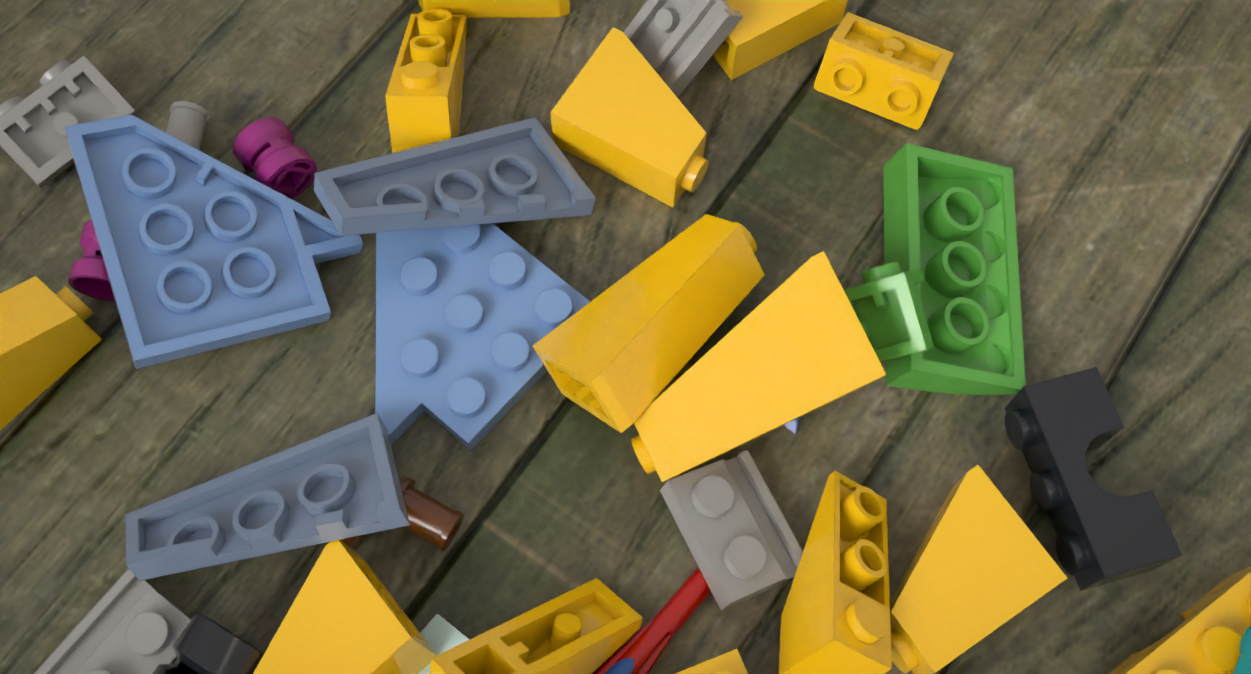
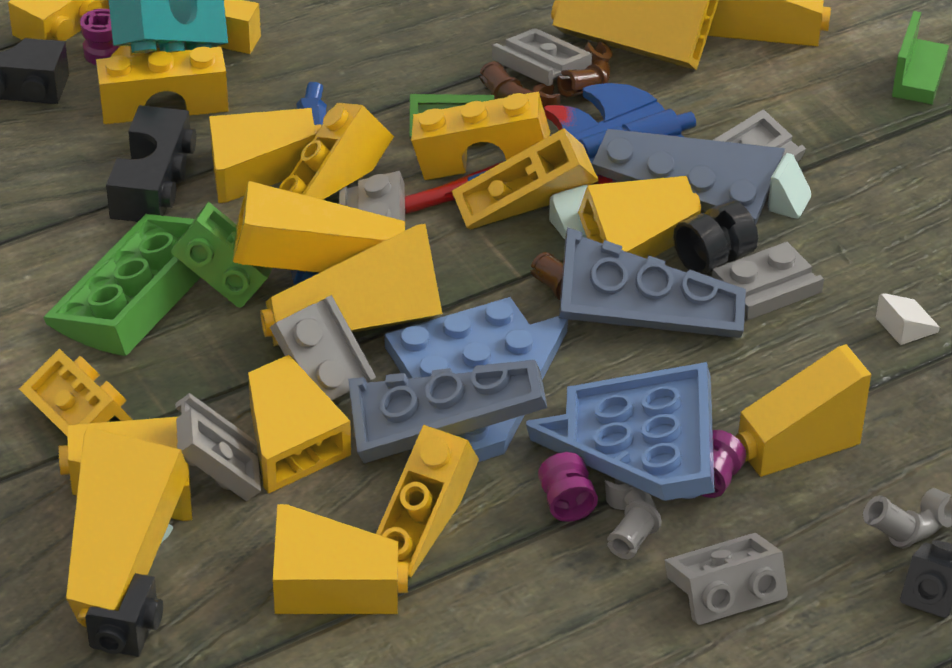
camera: 155 degrees left, 25 degrees down
(646, 216) = (323, 347): none -> light grey plate

